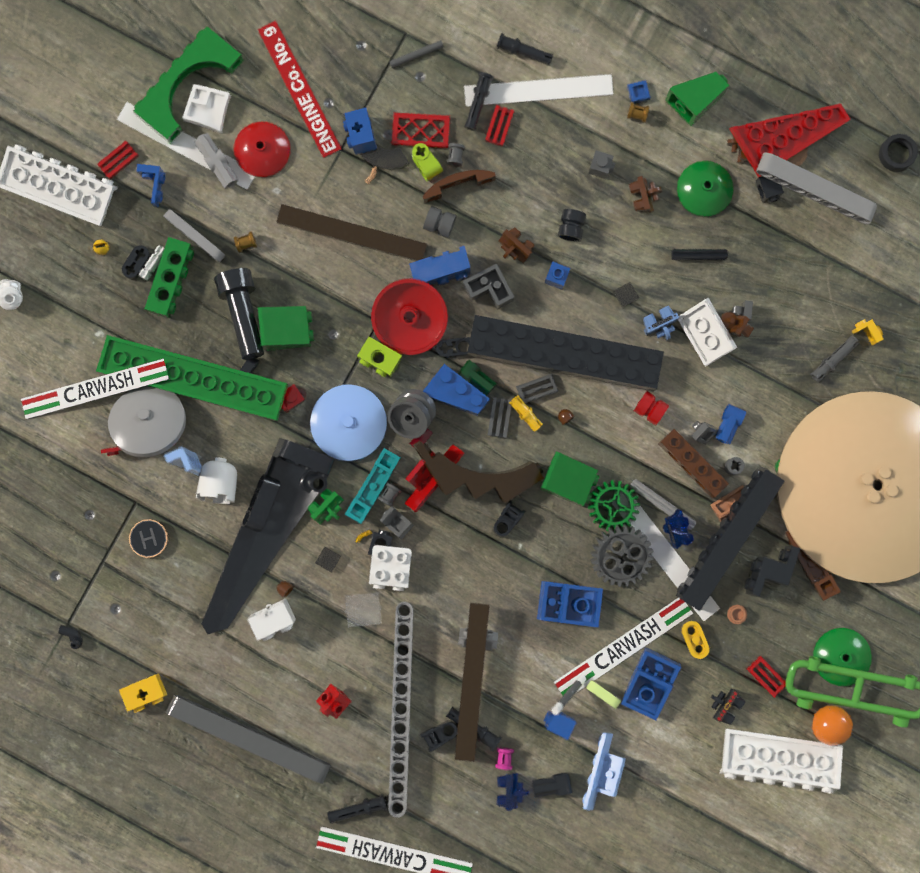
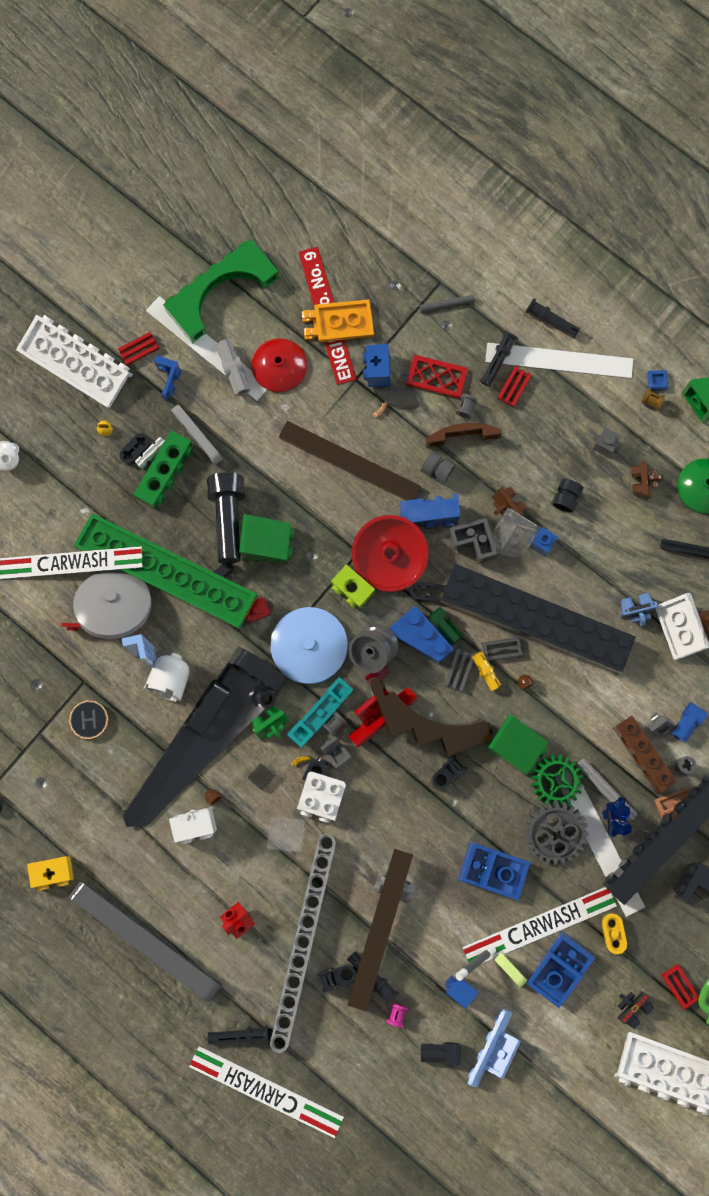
camera: 15 degrees right, 5 degrees down
(207, 107) = (234, 315): white plate -> none
(245, 242) = (244, 450): pearl gold bush -> none
(313, 93) = (339, 321): none -> light orange tile
(428, 164) = (437, 410): lime piece -> none
(514, 791) = (400, 1052): clear blue hips -> none
(526, 274) = (514, 534): none -> clear slope
(626, 294) = (608, 574): clear smoke tile -> none
(652, 409) = (612, 690): red wheel -> none
(737, 614) = (661, 916): nougat plate -> none

